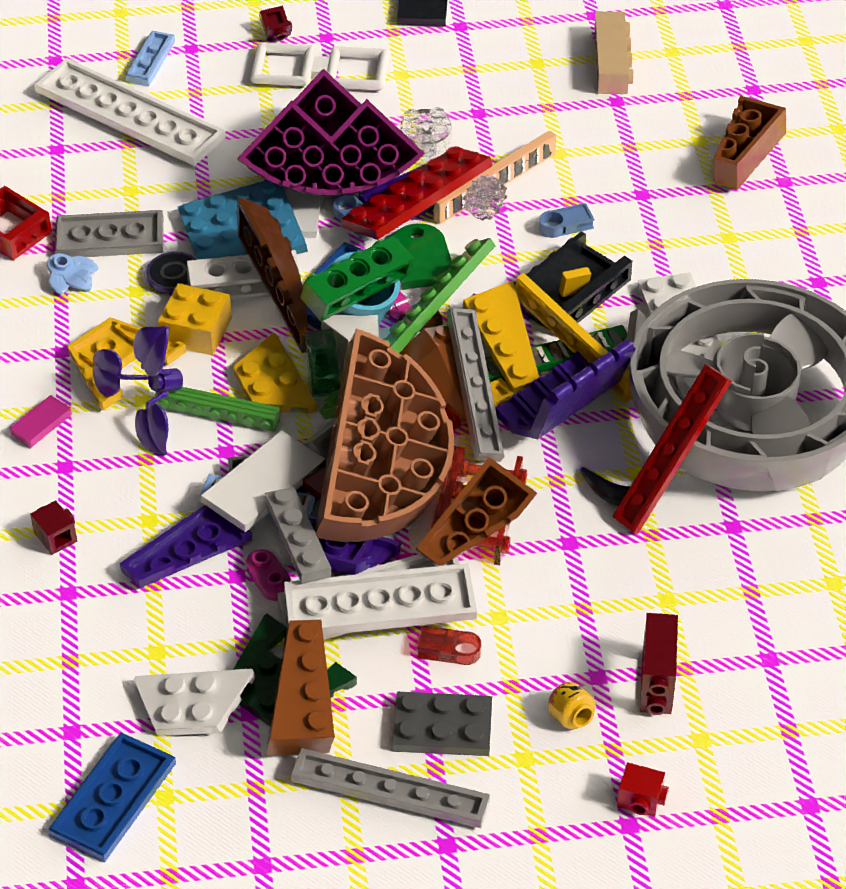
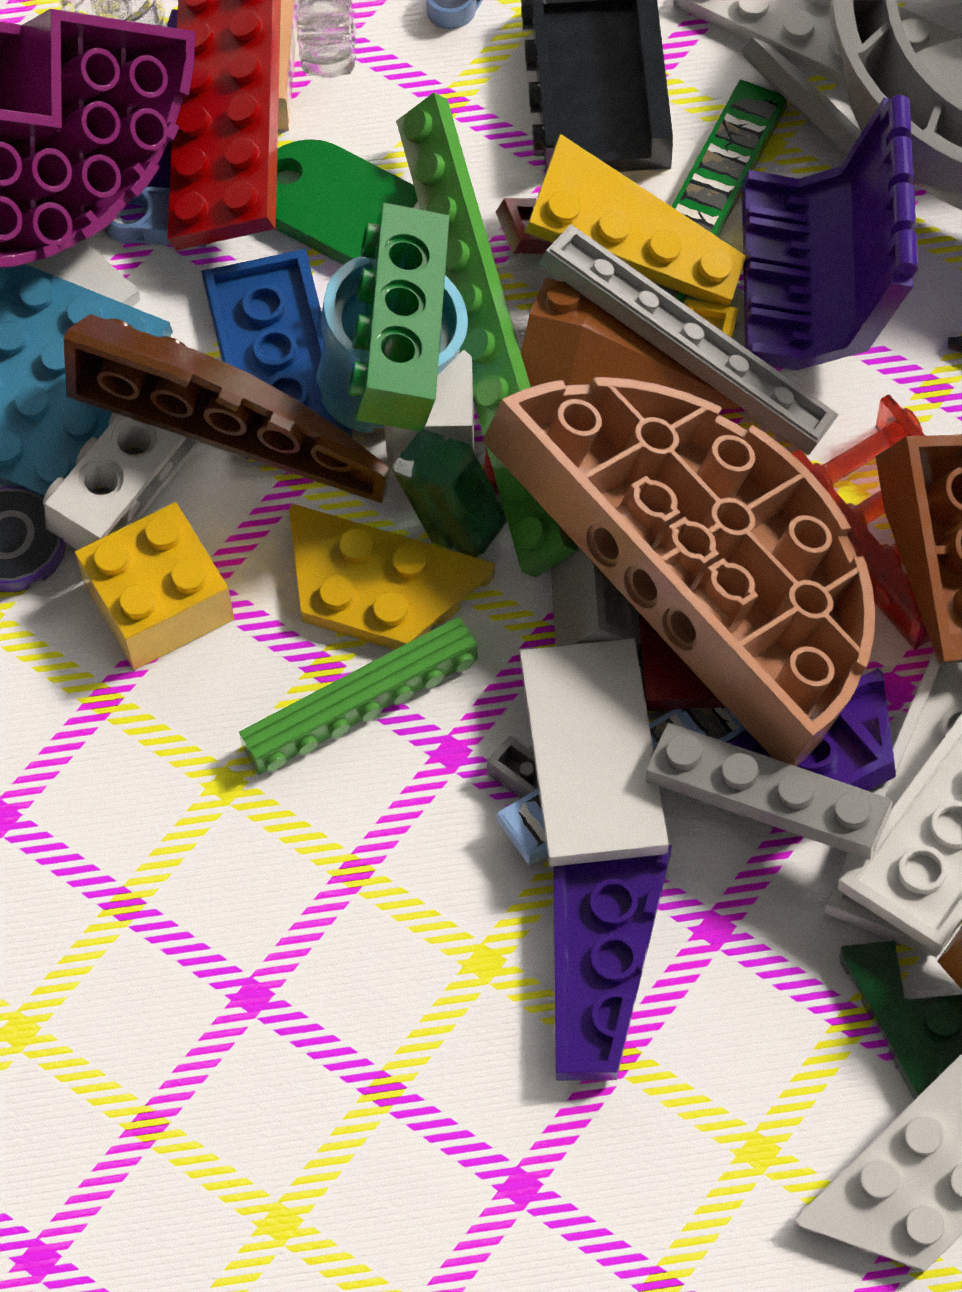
camera: 45 degrees left, 15 degrees up
(40, 421) = (126, 959): dark pink tile -> none
(54, 527) = (381, 1107): dark red brick -> none
(118, 337) = (82, 751): yellow wing -> none
(150, 350) = (269, 710): dark purple plant -> none
(266, 572) = (760, 890): dark pink plate -> none
(565, 327) = (701, 147): yellow tile -> none
(574, 281) = (611, 66): yellow tile -> none

